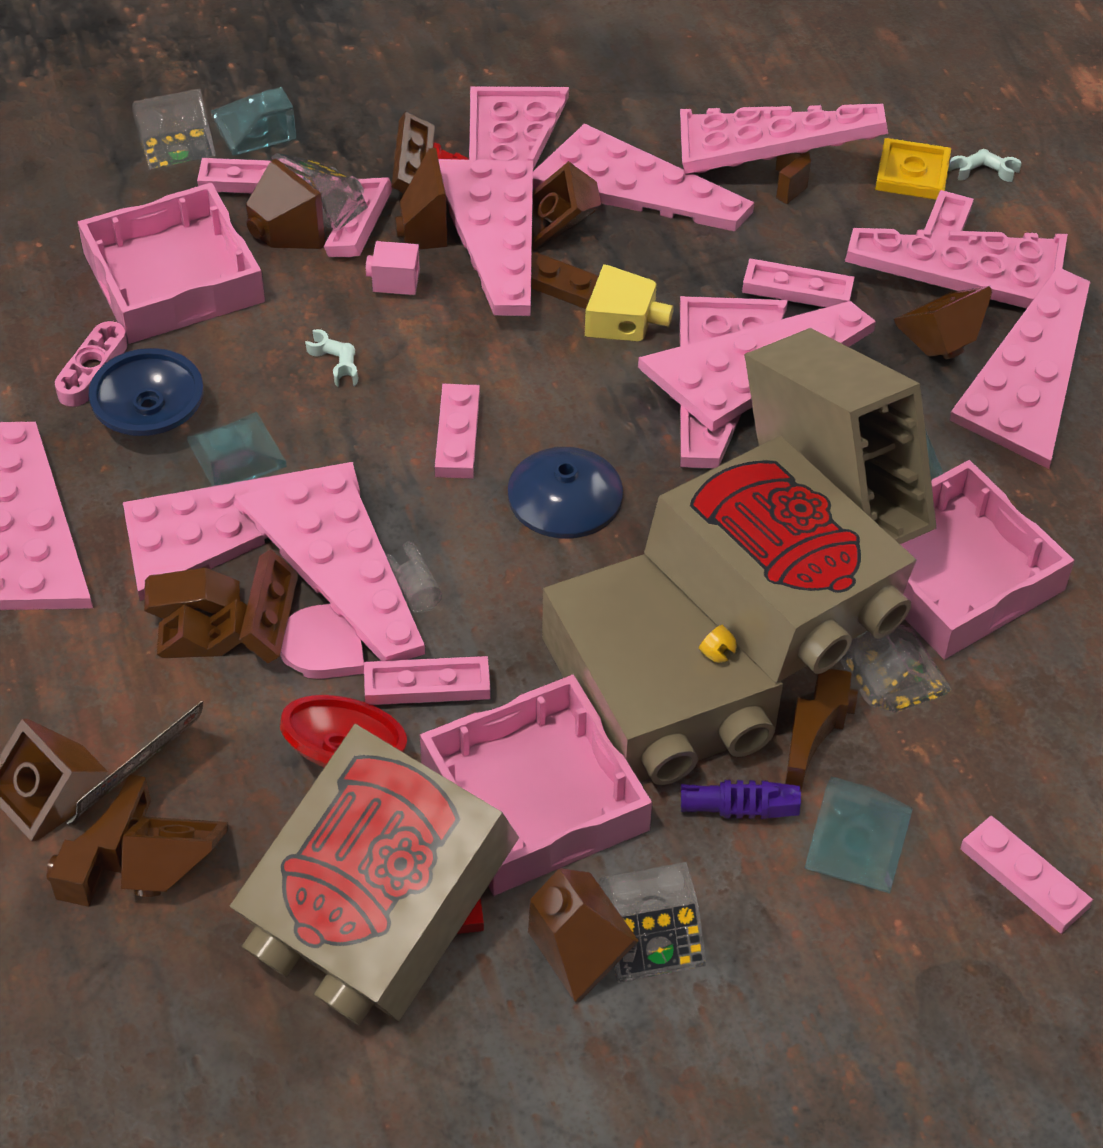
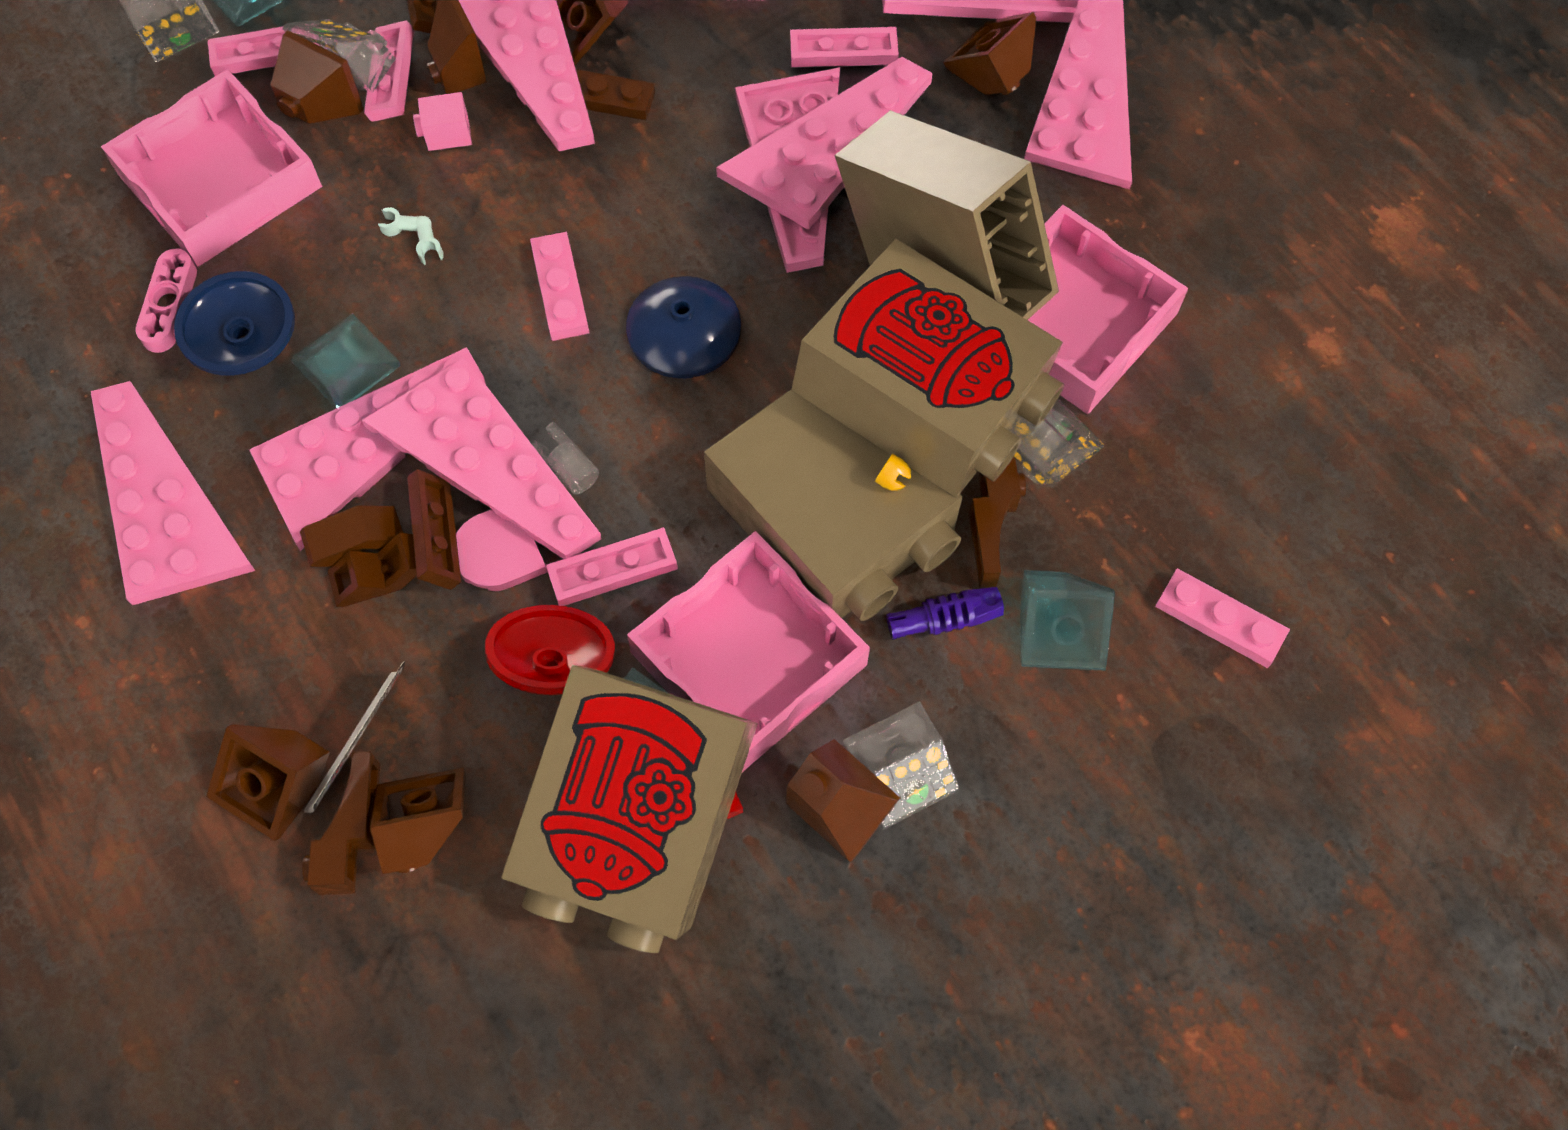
camera: 15 degrees left, 15 degrees up
(624, 306) = (683, 110): light yellow torso -> none

